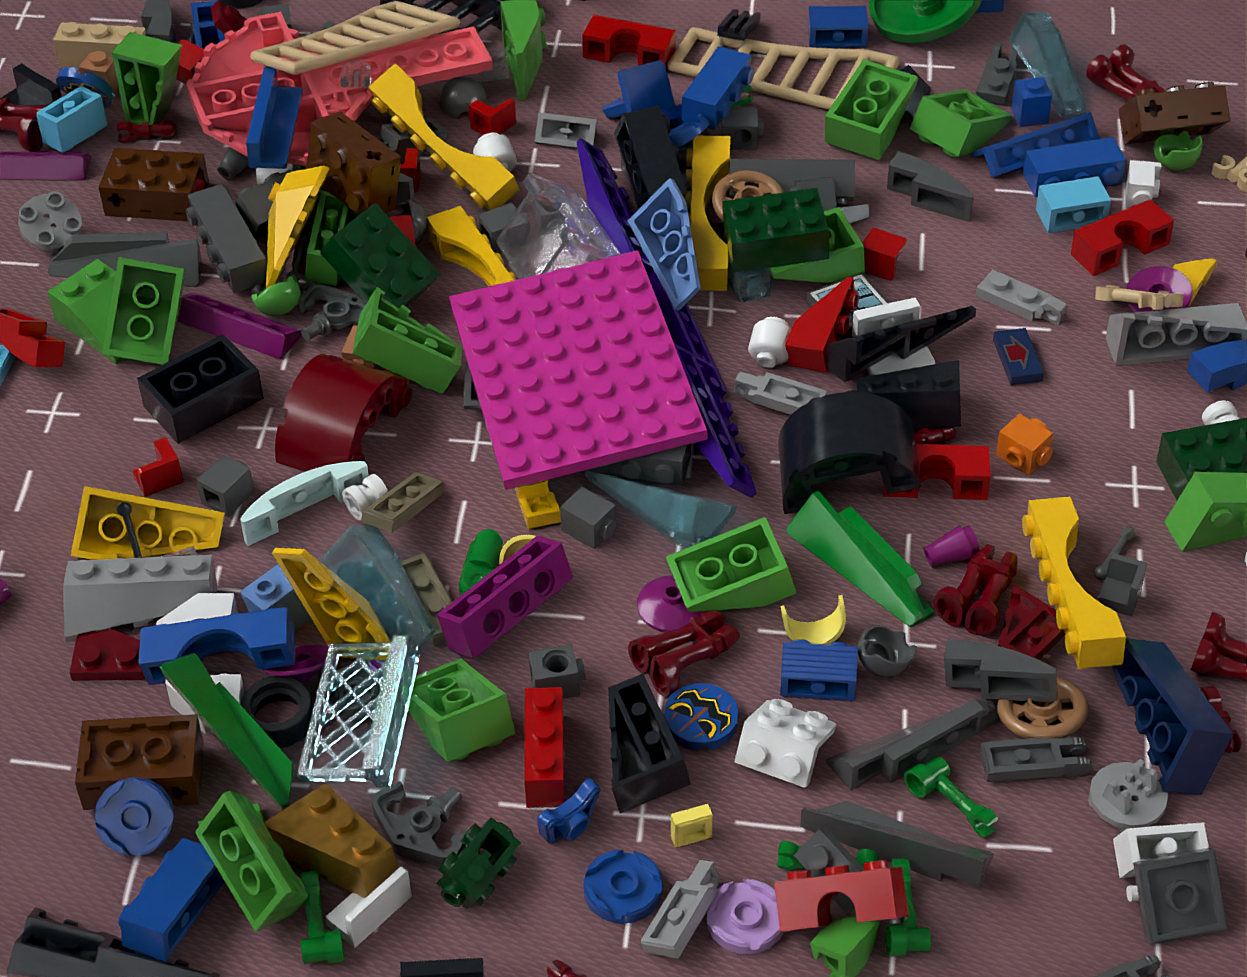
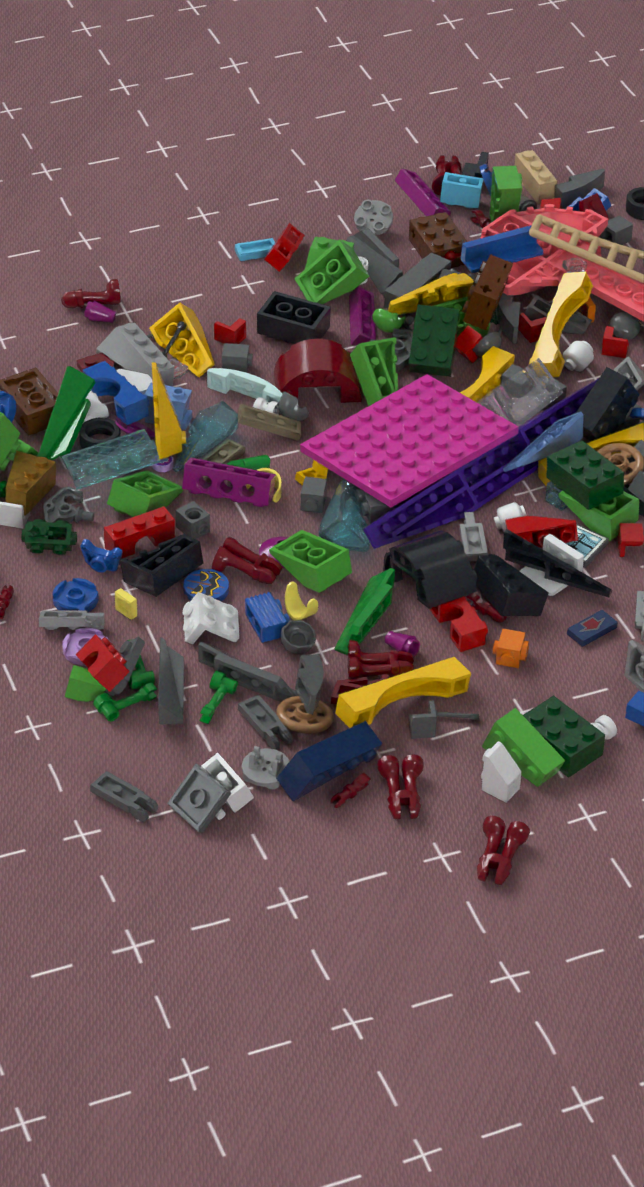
camera: 60 degrees right, 5 degrees down
(392, 464) = (289, 408): none -> dark grey hair

